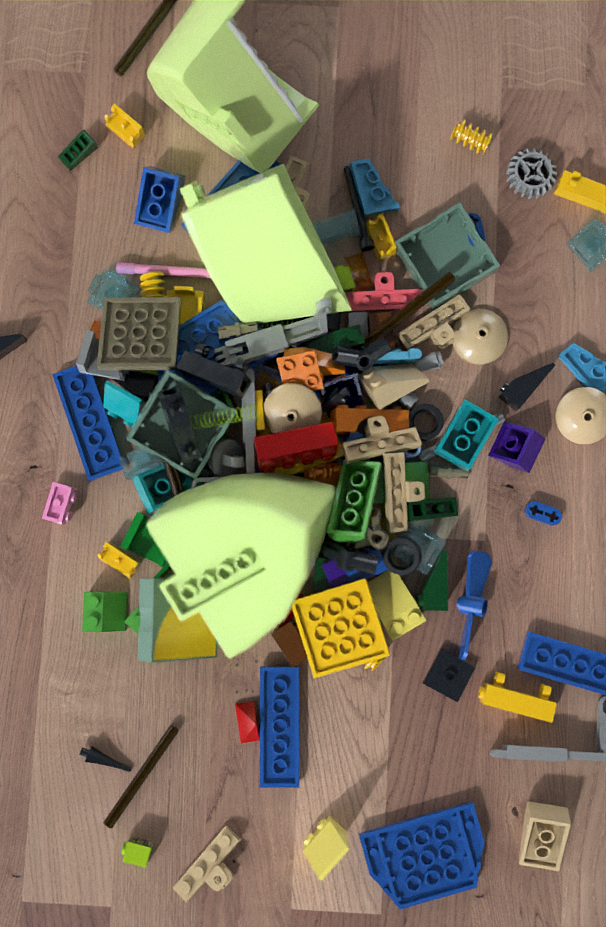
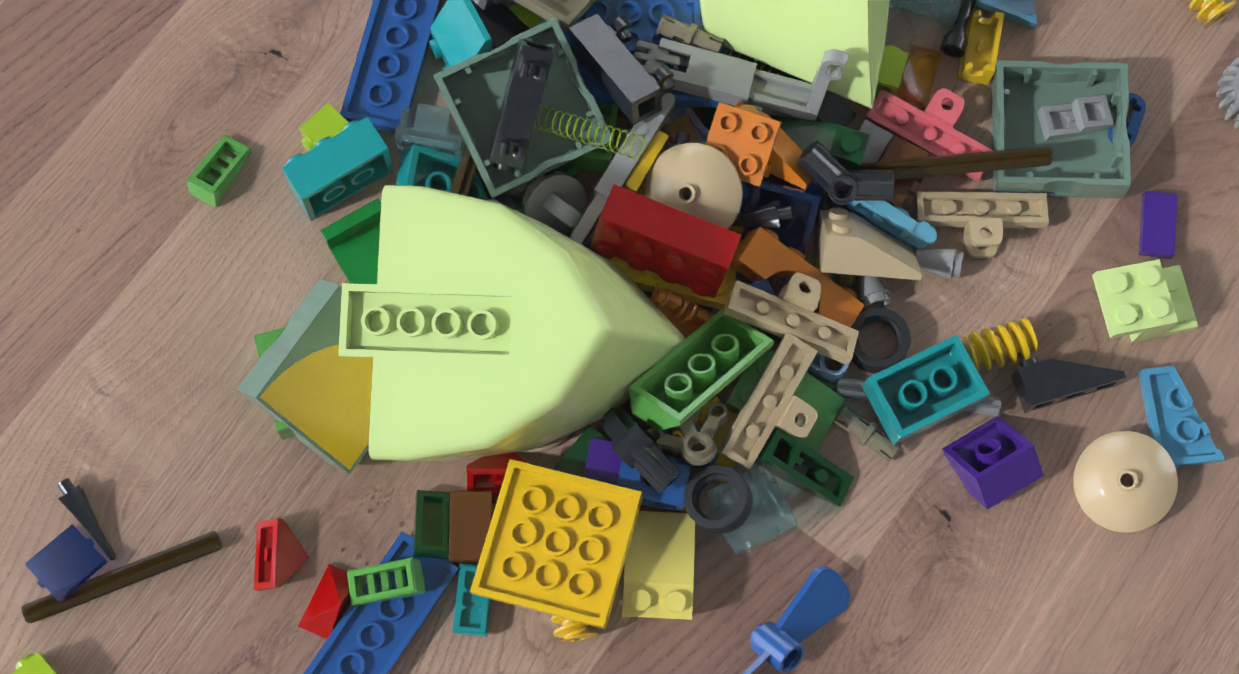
camera: 25 degrees right, 10 degrees down
(40, 554) = (210, 188): none -> bright green slope
(59, 503) = (276, 121): bright pink bracket -> none
(87, 494) = (322, 124): none -> lime brick
(104, 611) = (235, 307): bright green slope -> none
(106, 510) = (338, 167): none -> teal brick
(110, 788) = (66, 563): none -> clear blue piece
(119, 559) = (305, 251): yellow hinge -> none
(207, 717) = (276, 554): none -> red slope
(272, 654) = (431, 524): none -> dark green tile
(275, 686) = (414, 576): none -> bright green slope
(319, 685) = (471, 611): none -> teal plate
(434, 589) = (732, 581): dark green slope -> none
(449, 245) = (1075, 119): none -> light grey slope
(478, 348) = (1027, 288): tan dish -> none
(484, 386) = (1000, 343): none -> yellow piece
(521, 274) = (1158, 224): none -> dark purple tile
(540, 319) = (1144, 301): none -> yellowish green bracket
(544, 509) = (977, 580): blue beam -> none

